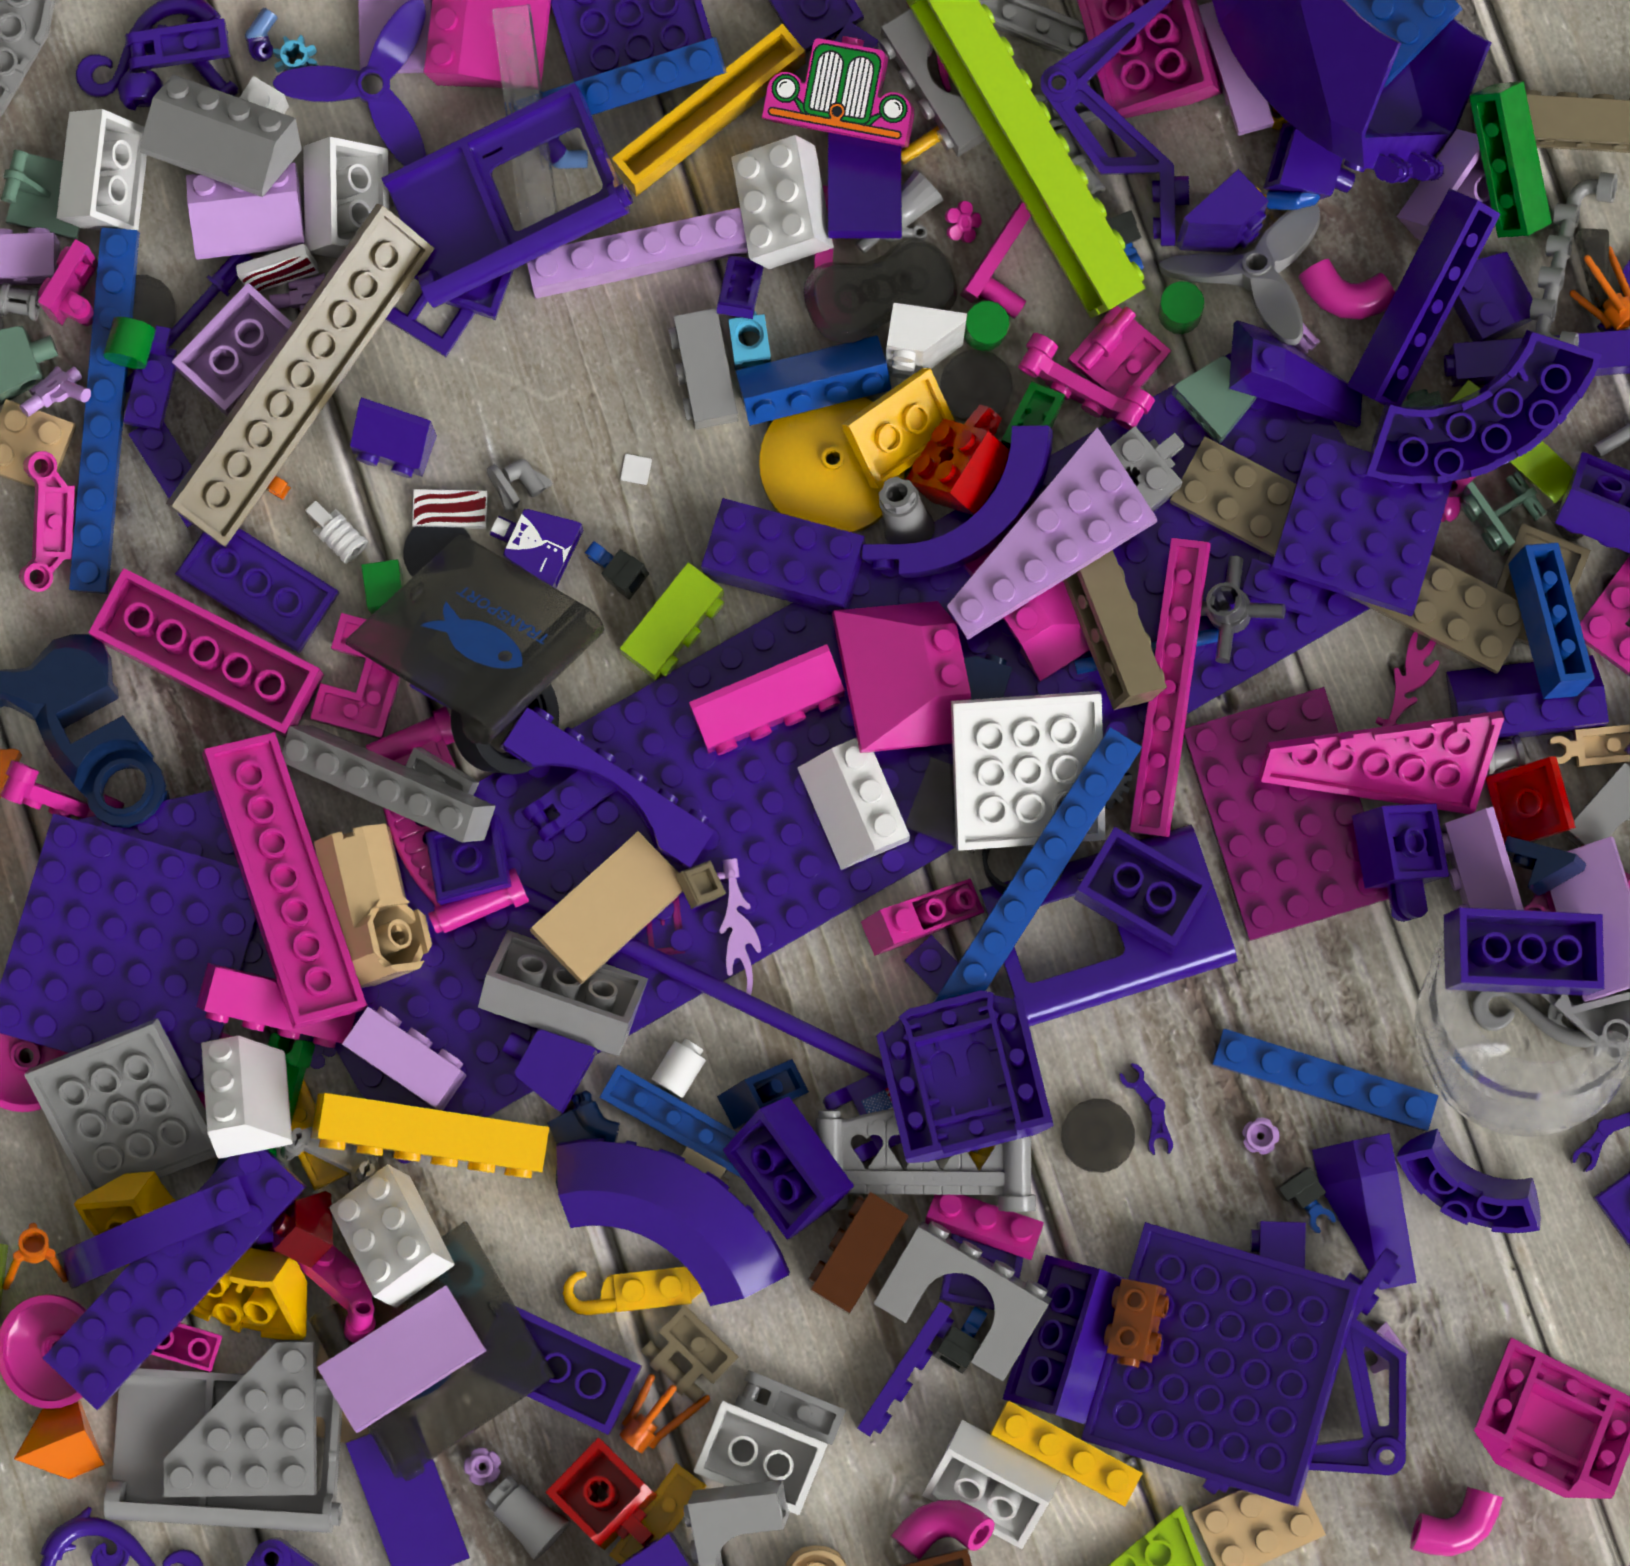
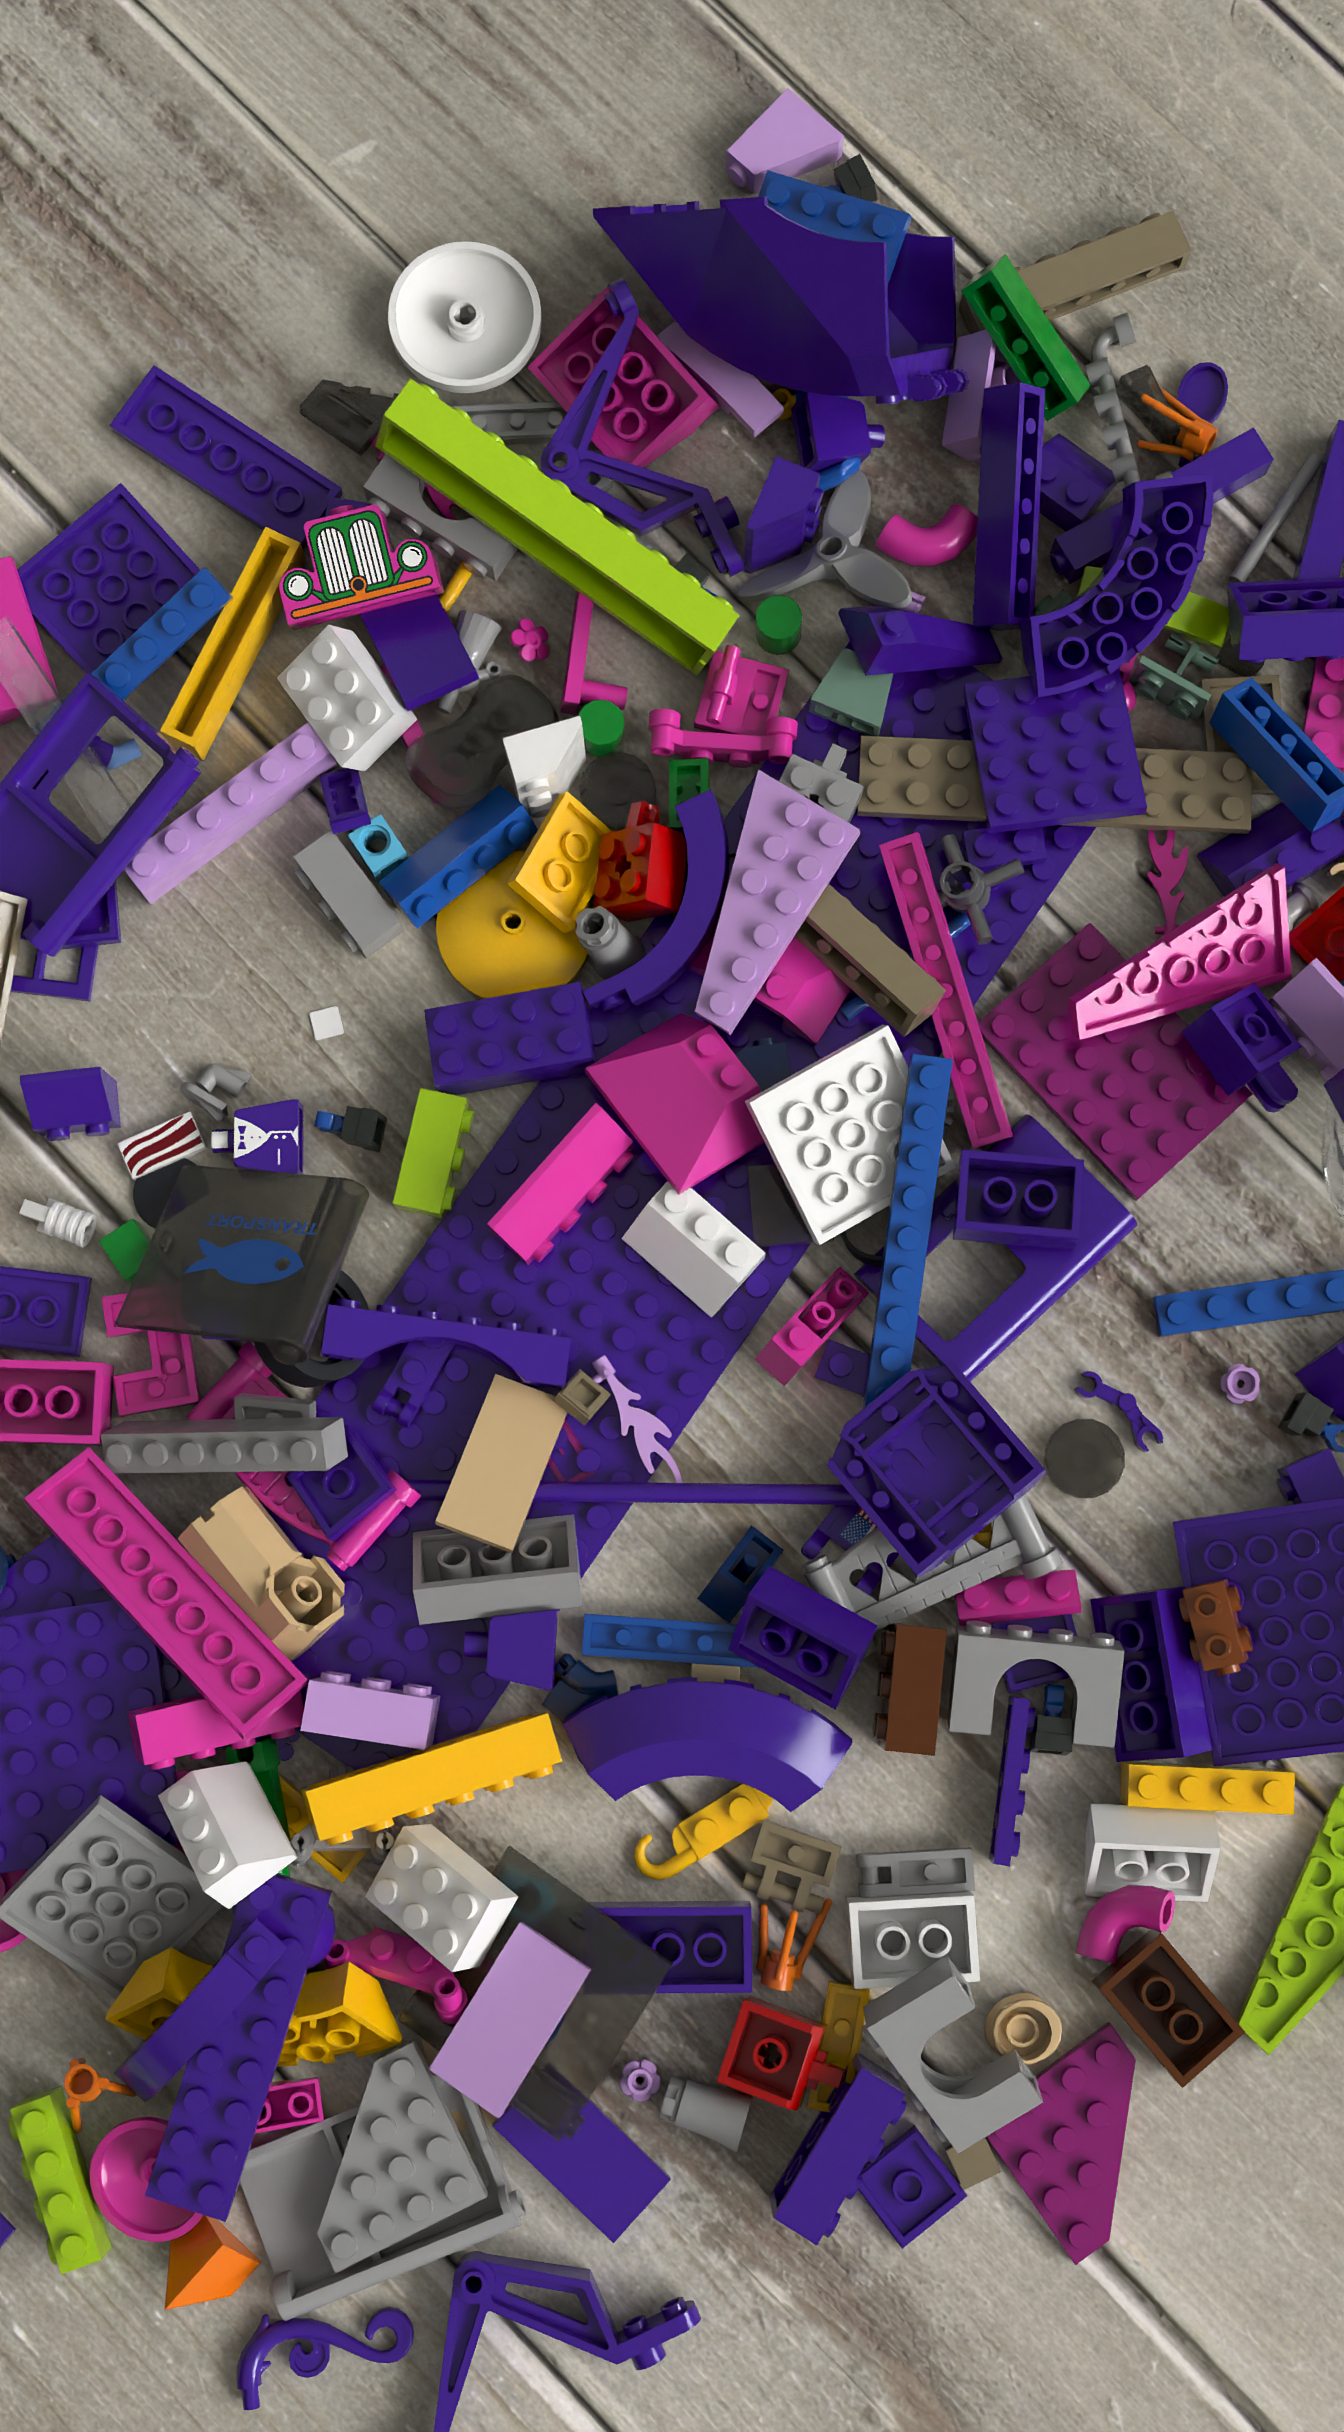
camera: 25 degrees left, 0 degrees up
(305, 1229) = (351, 1932): dark red slope -> none
(679, 1067) = (646, 1587): white brick -> none

